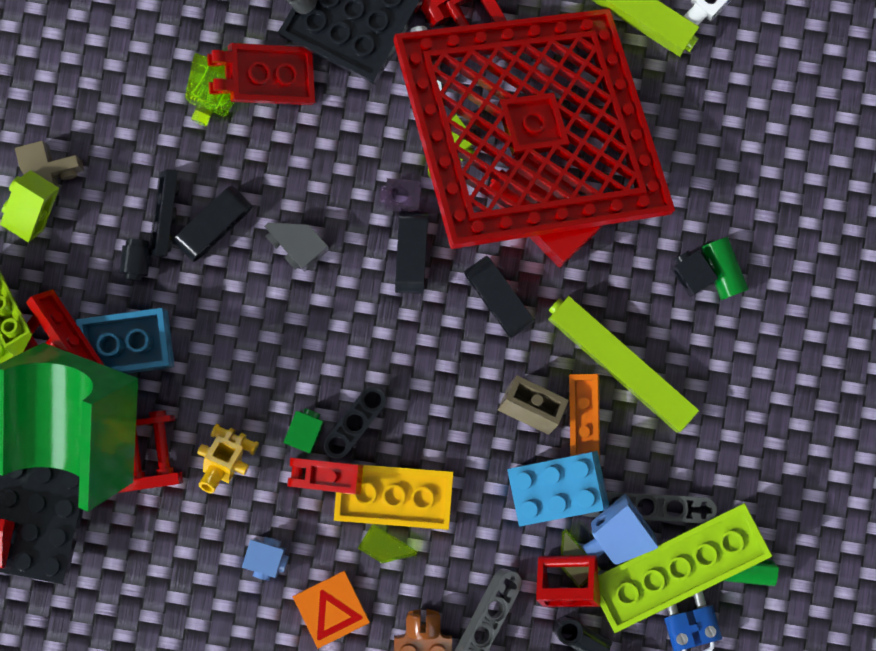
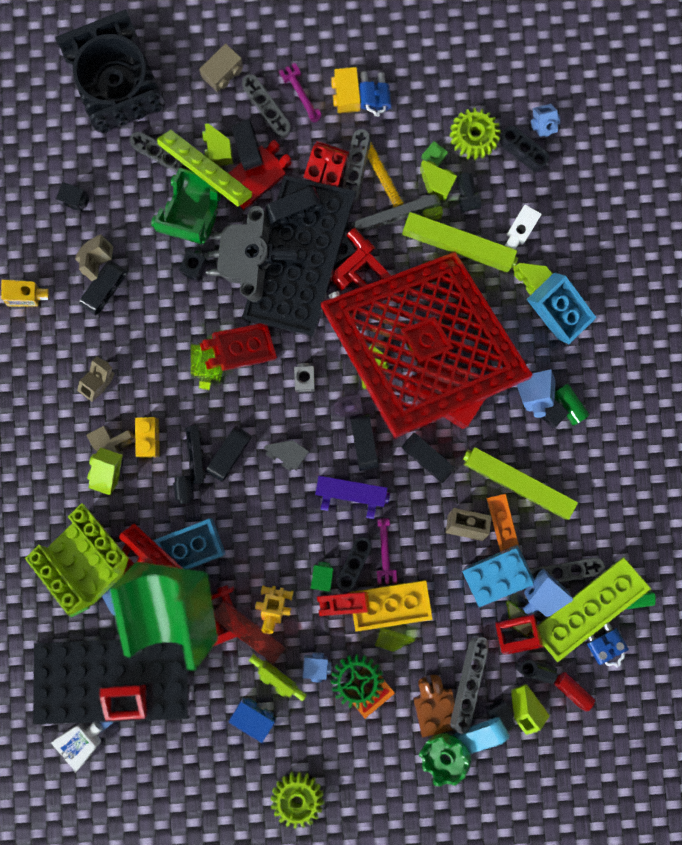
camera: 15 degrees left, 0 degrees up
(48, 73) = (96, 379): none -> dark tan brick
(101, 172) = (147, 437): none -> yellow brick
(156, 610) = (252, 719): none -> blue brick
(179, 482) = (248, 631): none -> clear red slope
(210, 567) = (272, 675): none -> lime plate
(320, 605) = (362, 698): none -> green gear
(351, 152) = (304, 386): none -> light grey brick
(376, 319) = (351, 491): none -> dark purple brick
(411, 377) = (383, 523): none -> magenta hinge
(679, 238) = (538, 392): none -> medium blue torso
(718, 73) = (531, 275): none -> lime slope
(742, 124) = (561, 308): none -> dark azure brick

